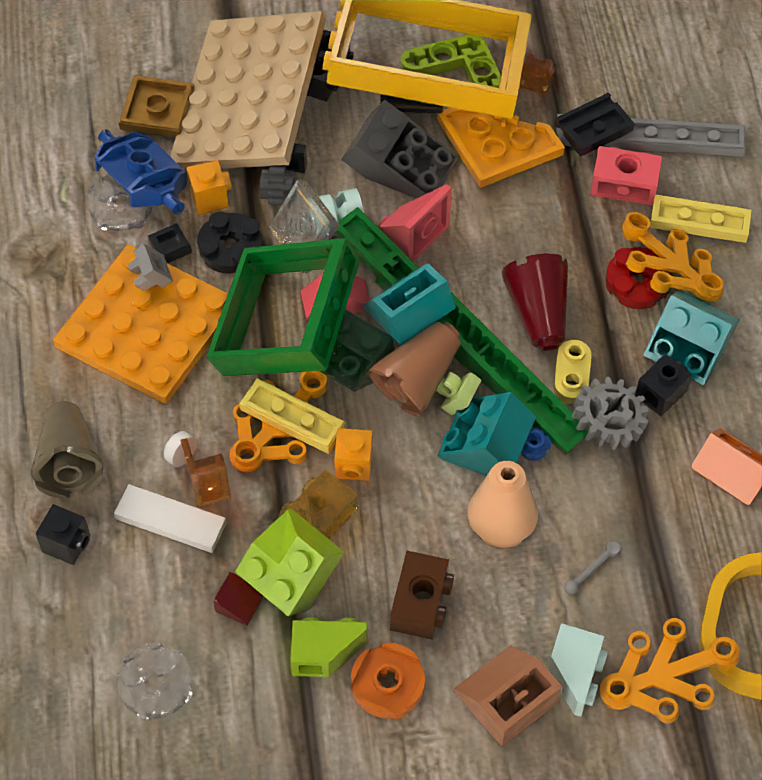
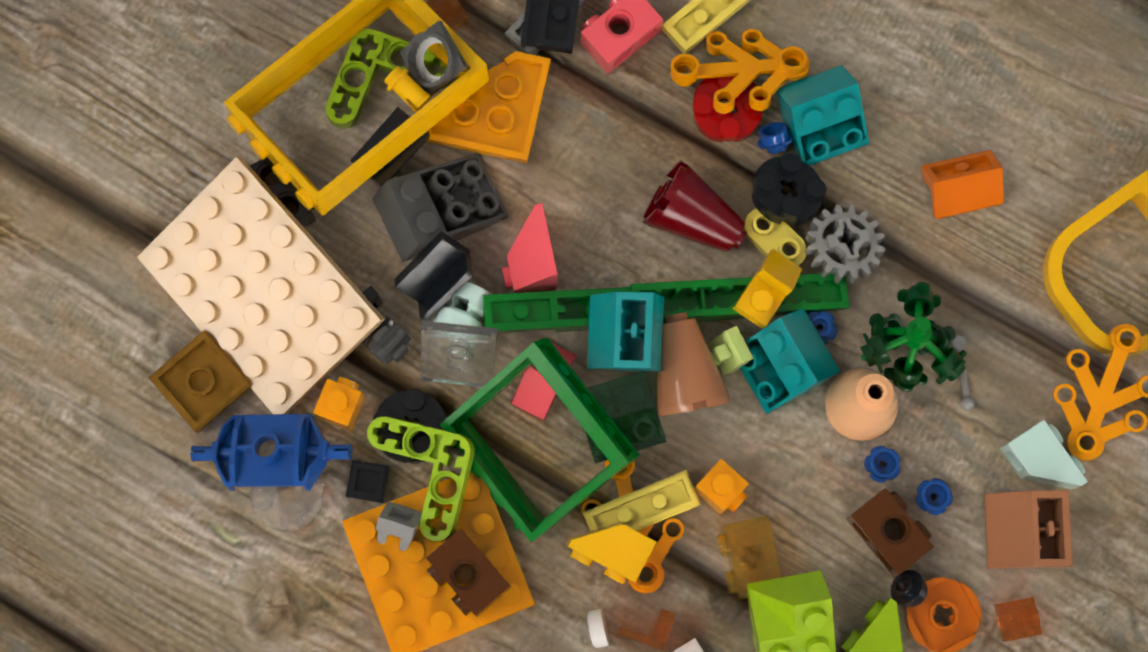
camera: 55 degrees left, 20 degrees up
(150, 348) = (461, 551): none -> reddish brown brick
(219, 259) = (437, 454): none -> lime beam
(246, 407) = (614, 547): none -> yellow slope
(349, 172) = (436, 274): none -> black panel
(385, 633) = (909, 589): none -> black plate
(433, 743) = (1018, 619): none -> clear orange tile
(457, 59) = (407, 88): none -> yellow pin
(473, 549) = (892, 462): none -> blue plate
(479, 602) = (943, 493): none -> blue plate
(486, 57) = (414, 58): none -> dark grey piece
(529, 381) = (768, 289): none -> yellow slope
(578, 491) = (920, 336): none -> dark green plant
(623, 337) = (800, 178): none -> black plate
(644, 318) = (774, 137): none -> blue plate
(663, 384) = (850, 177): black brick -> none

